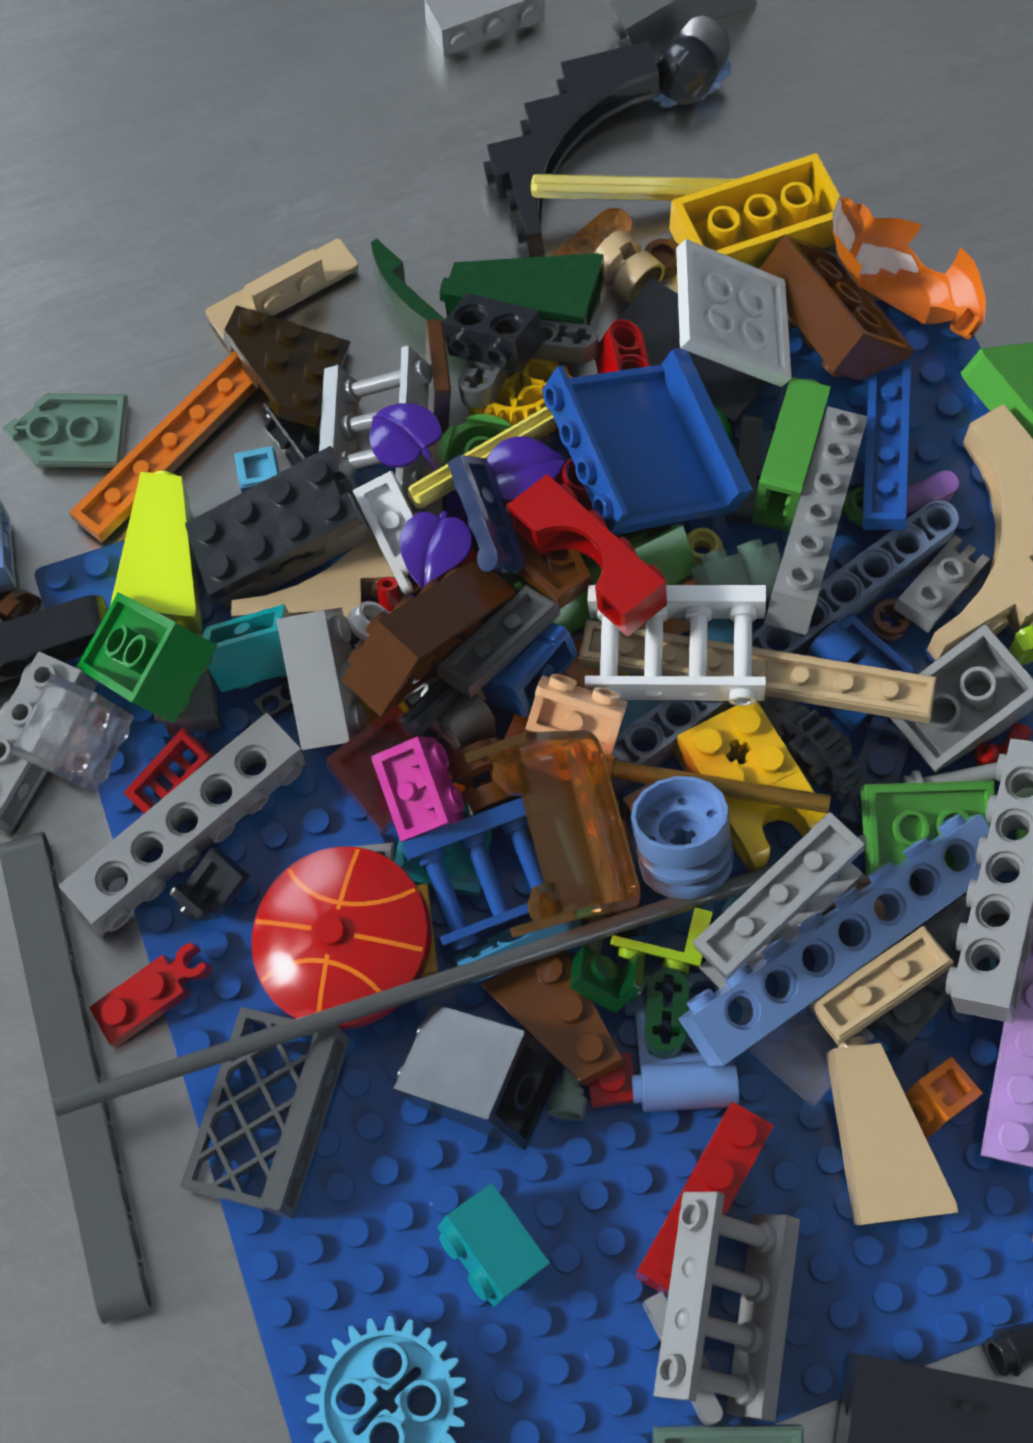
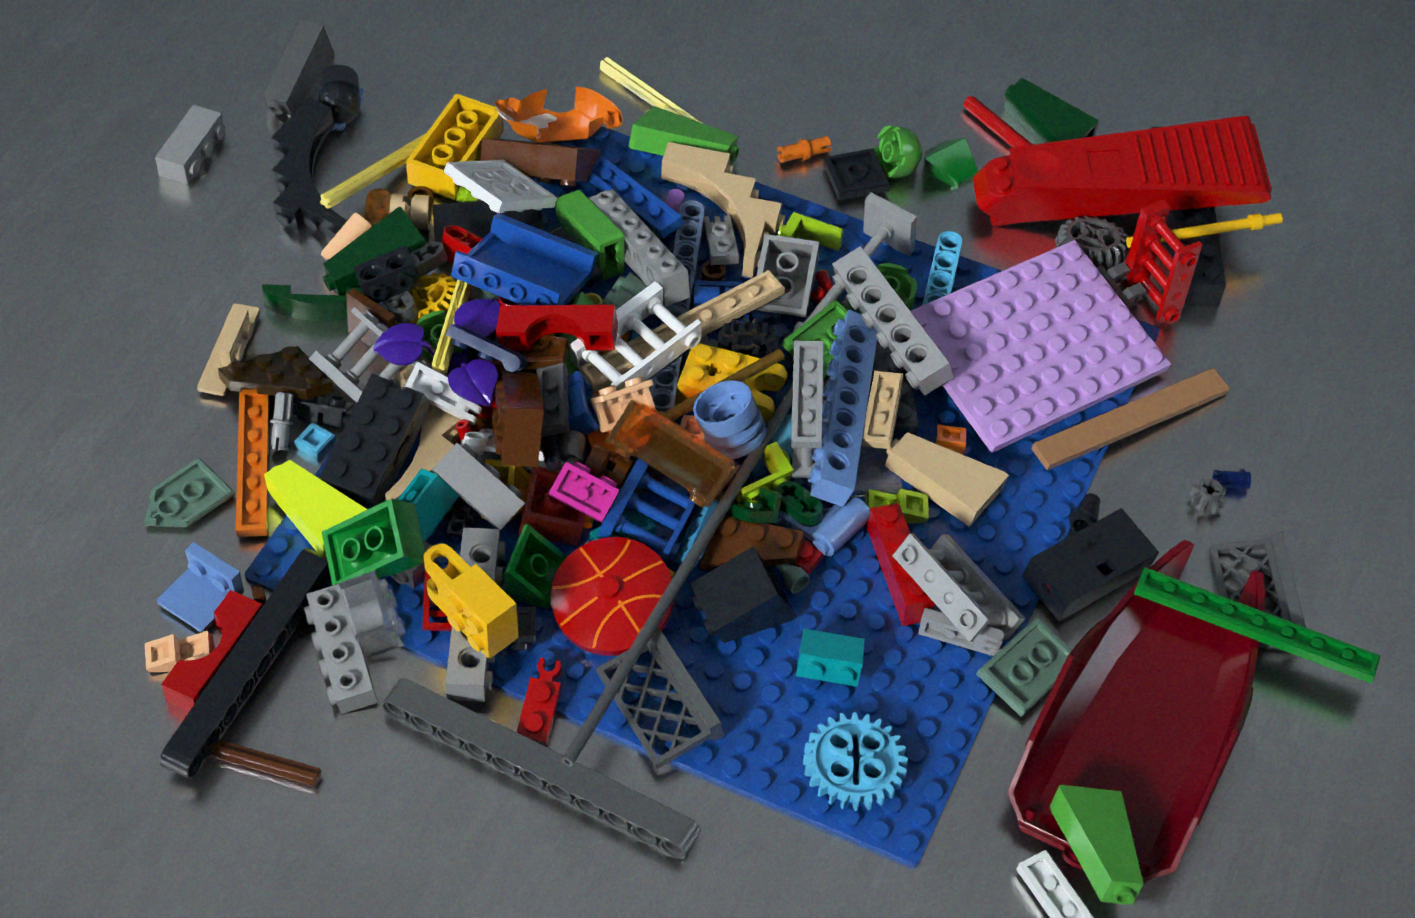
camera: 50 degrees left, 15 degrees down
(152, 817) = (471, 601): none -> yellow brick
(233, 422) = (281, 421): none -> light grey axle
(296, 823) = (532, 569): none -> green slope
(528, 243) = (349, 232): none -> light nougat brick
(797, 1125) = (913, 504): none -> lime slope

